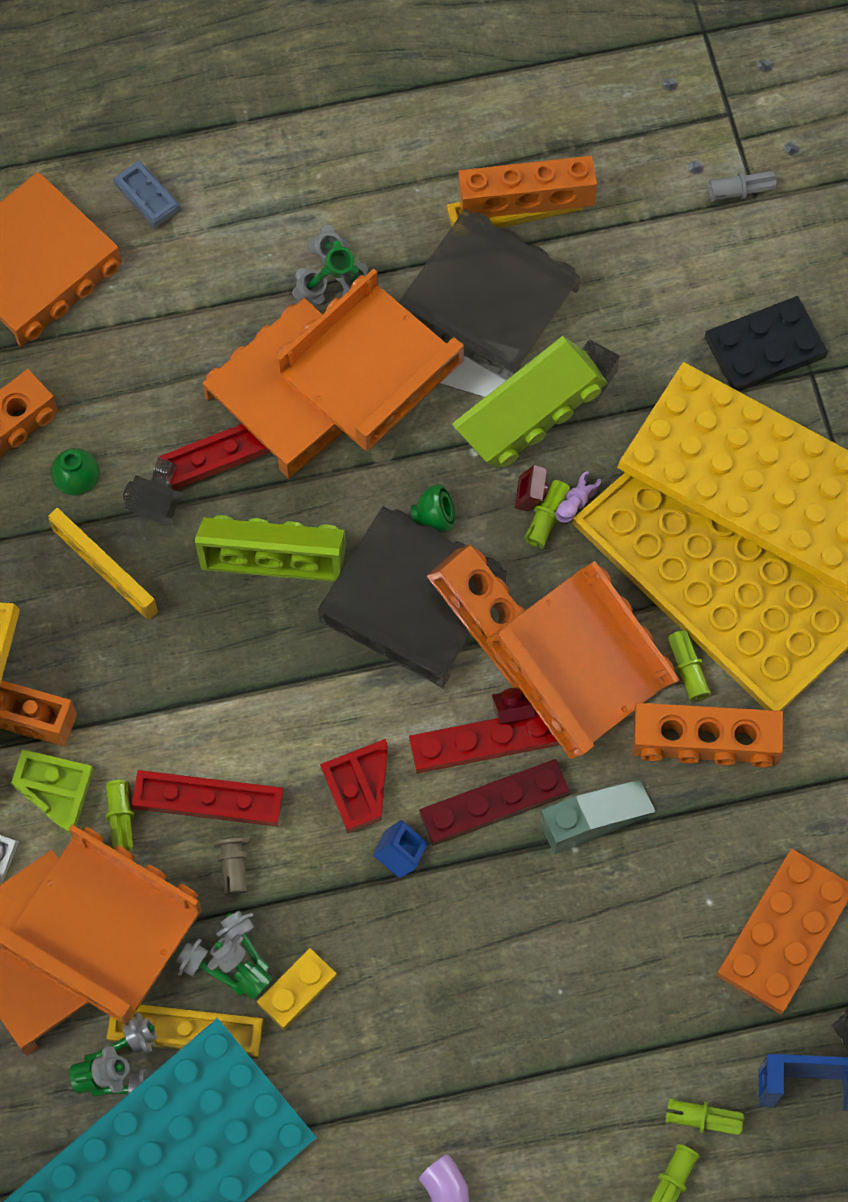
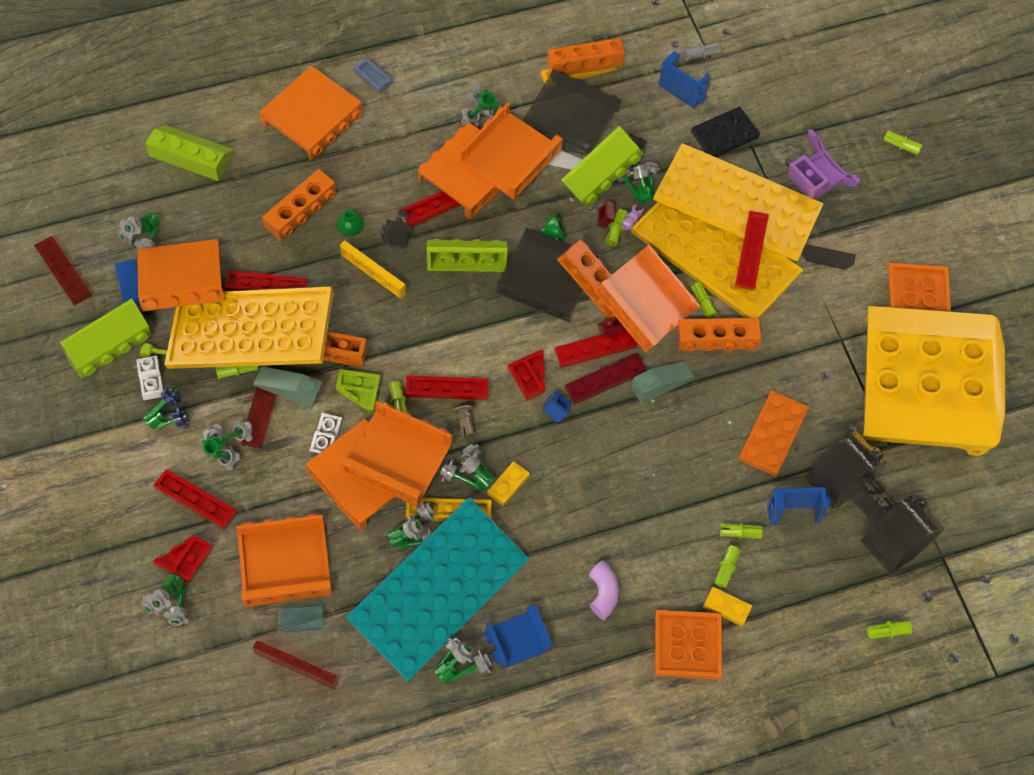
camera: 10 degrees left, 5 degrees down
(604, 451) = (643, 192): none -> plant
(693, 250) = (681, 84): none -> blue panel
(783, 582) = (751, 250): none -> red plate

